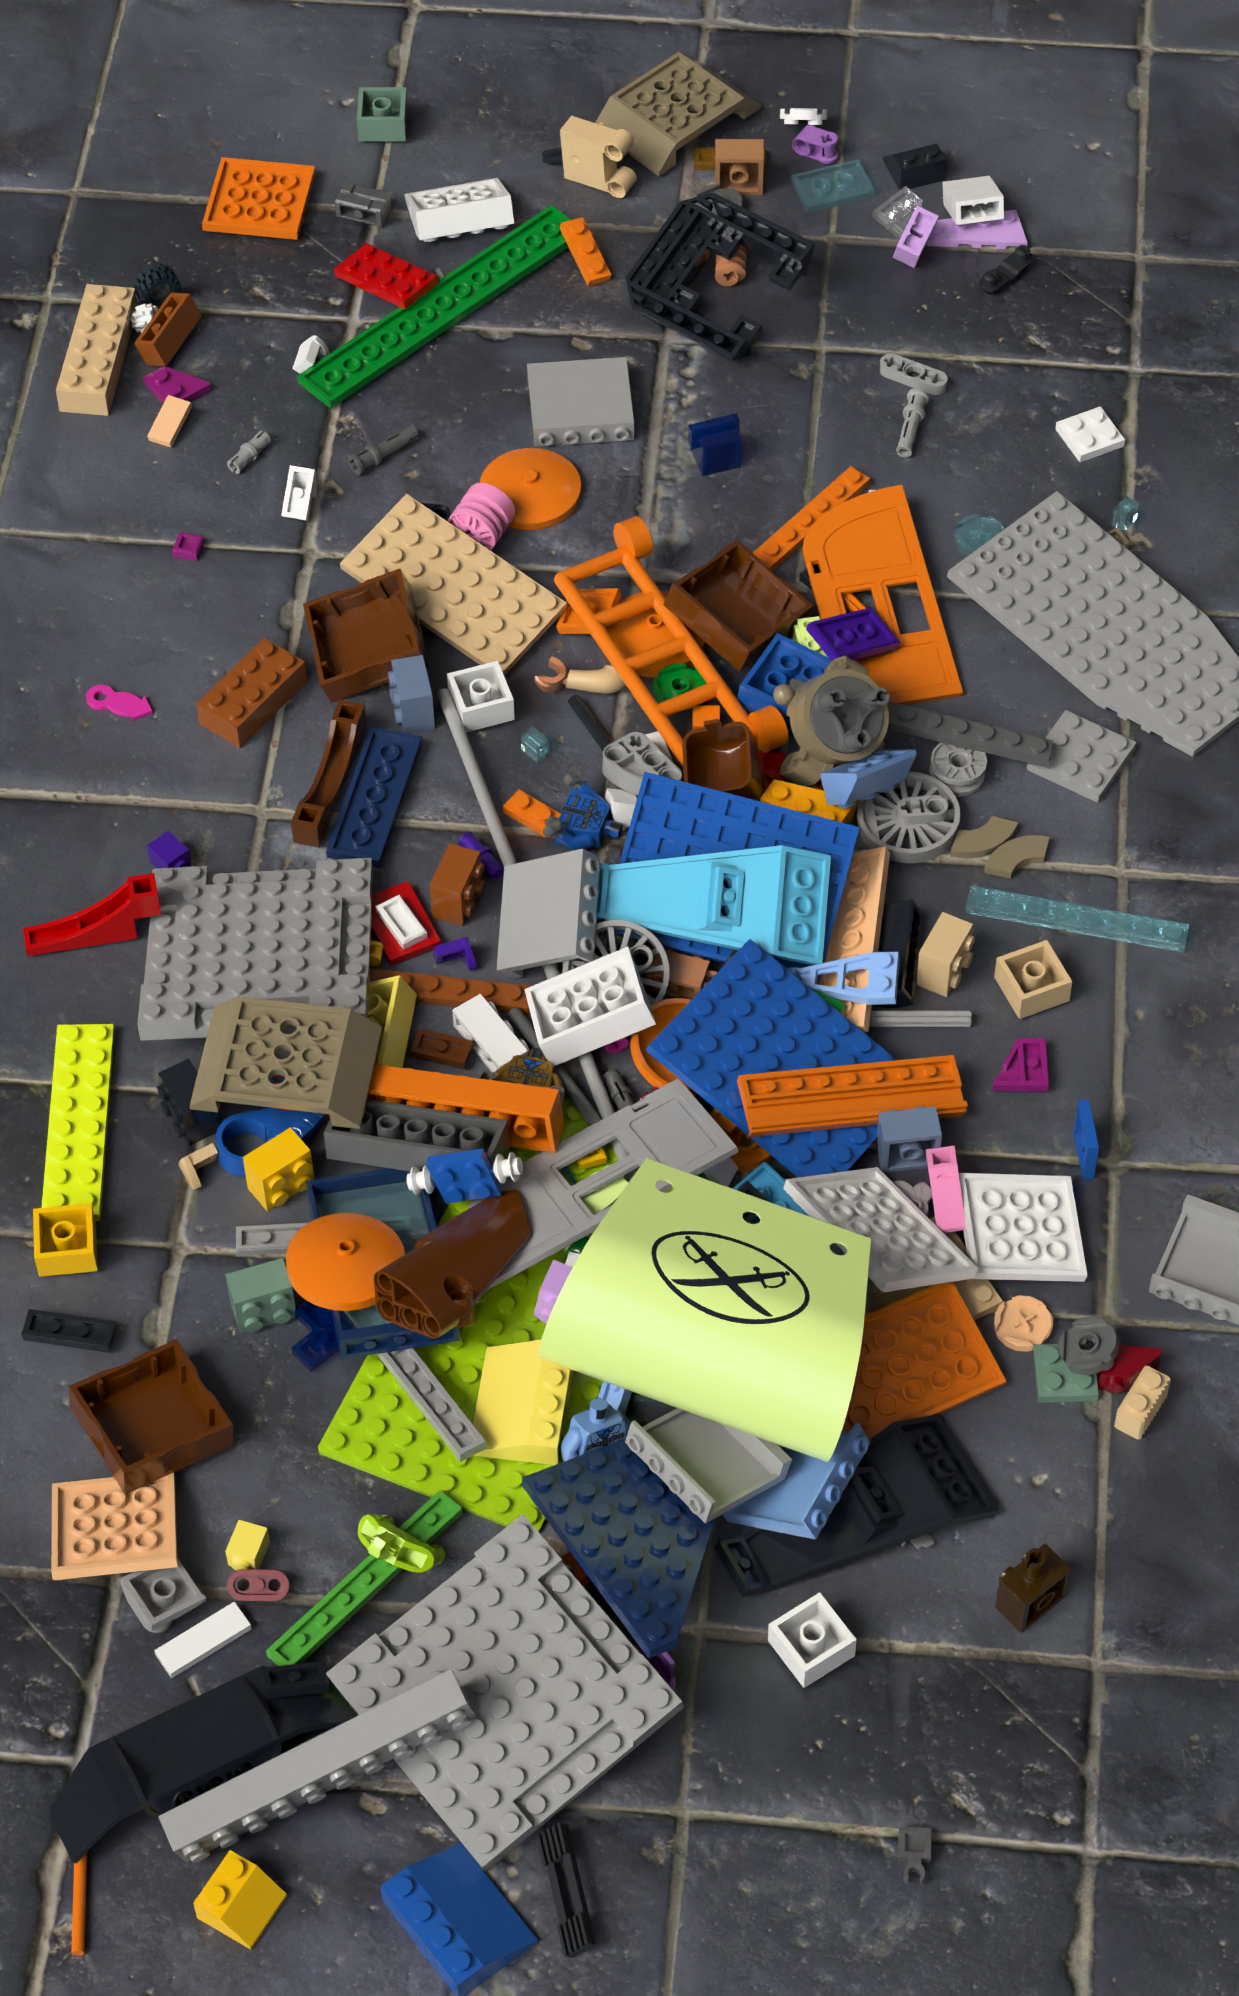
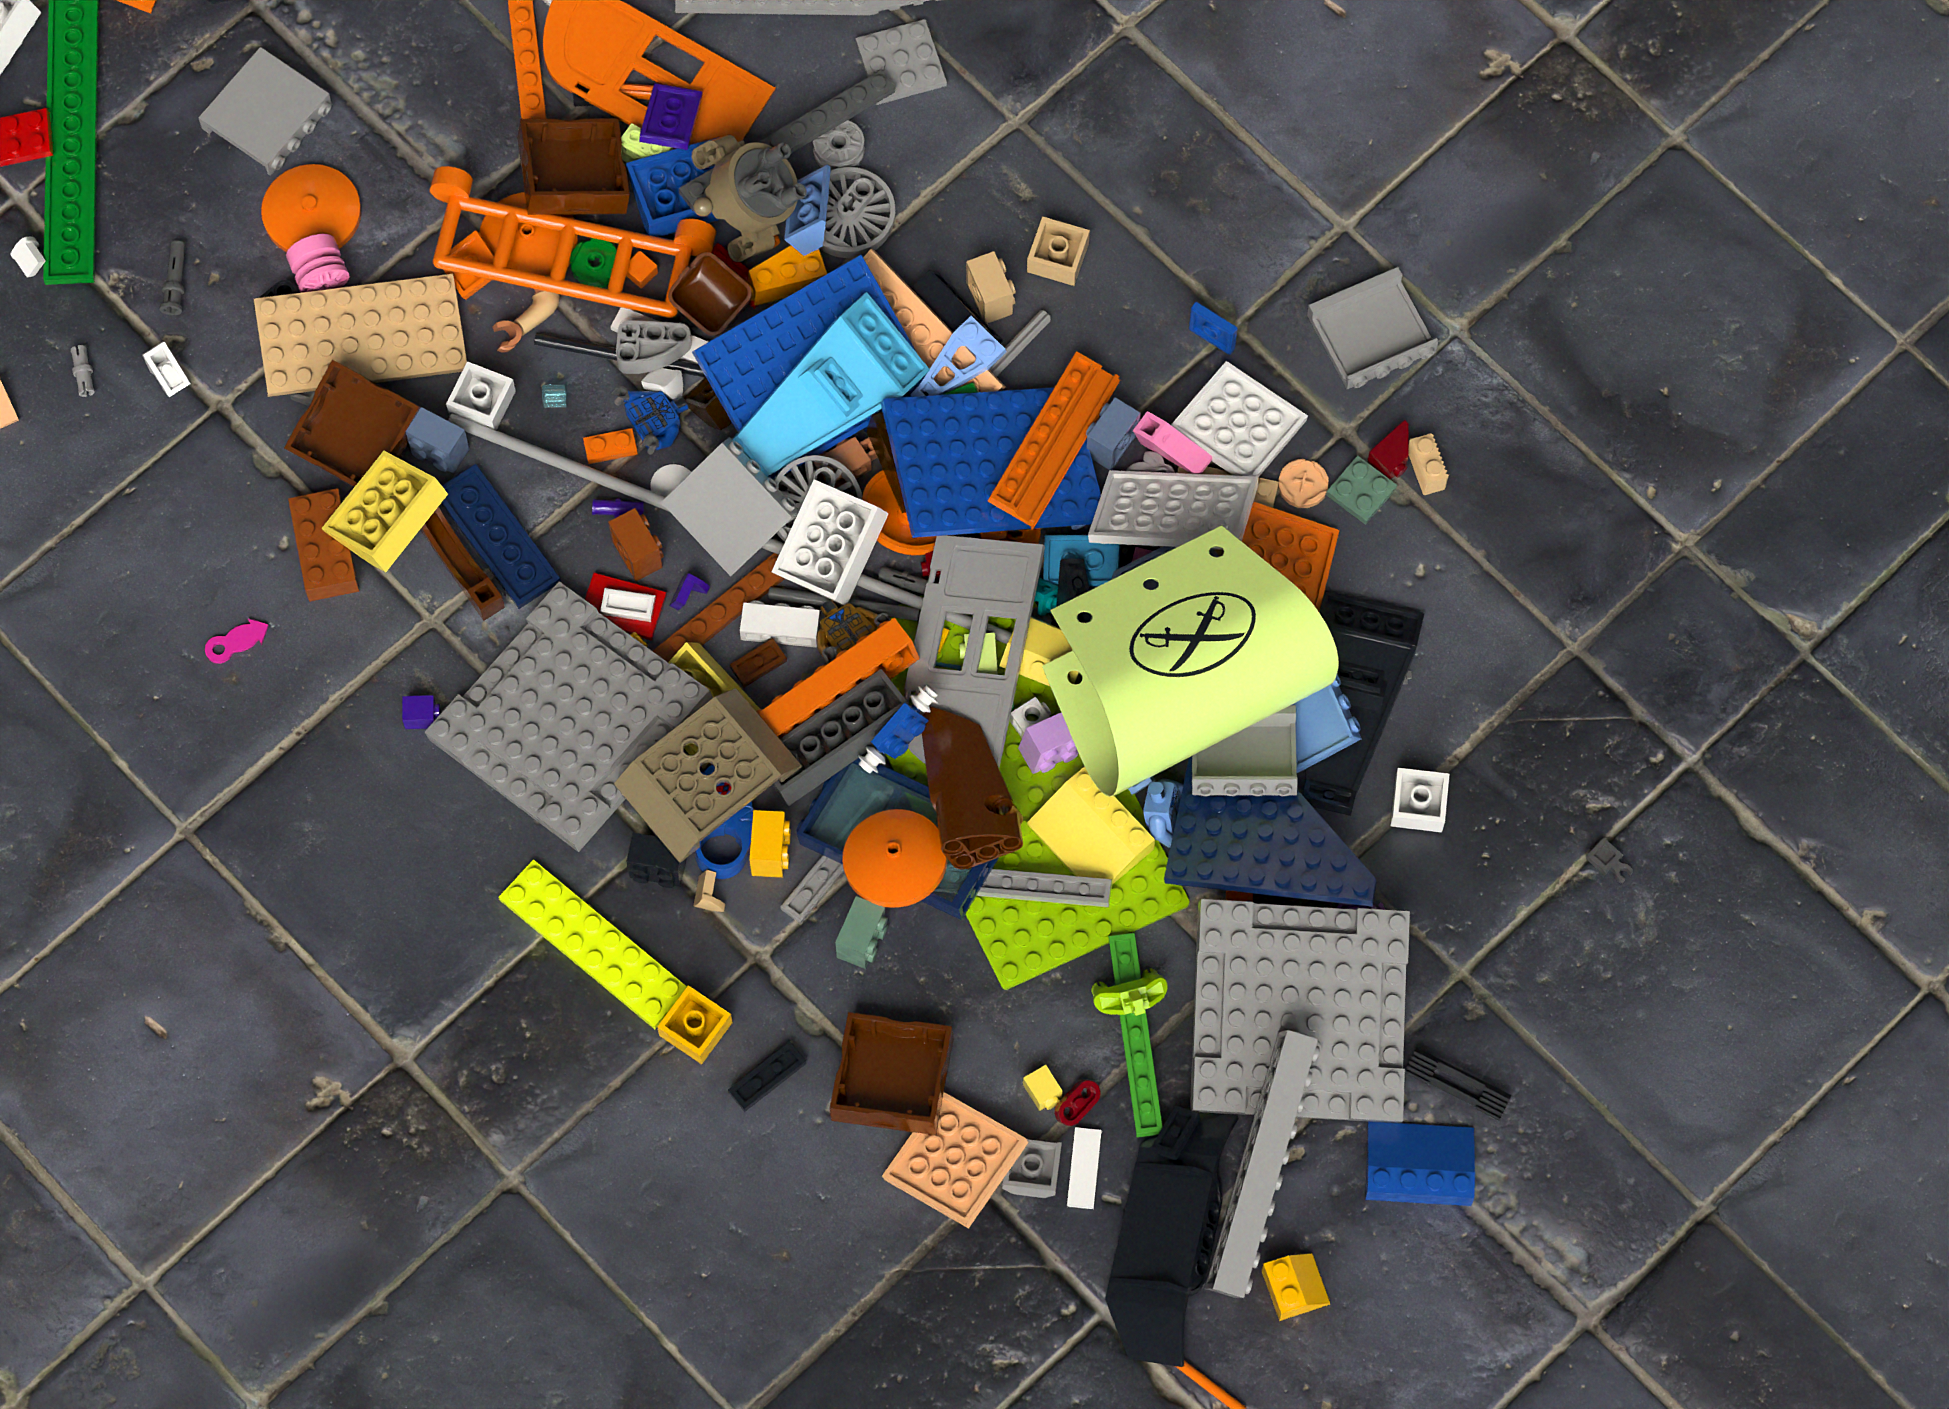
camera: 50 degrees left, 15 degrees up
(101, 923) = (440, 803): red arch -> none
(188, 546) = (132, 482): magenta tile -> none
(310, 698) = (385, 510): none -> light yellow slope
(322, 1339) = (925, 922): clear blue plate -> none
(716, 444) = (403, 57): clear blue plate -> none
(984, 839) = (911, 182): dark tan tile -> none
(1016, 853) = (941, 172): dark tan tile -> none
(1024, 1068) = (1116, 315): magenta wing -> none
(1032, 1587) = (1500, 641): dark brown brick -> none
(1077, 918) = (1028, 181): clear light blue plate -> none
(1090, 1361) = (1352, 460): dark grey plate -> none

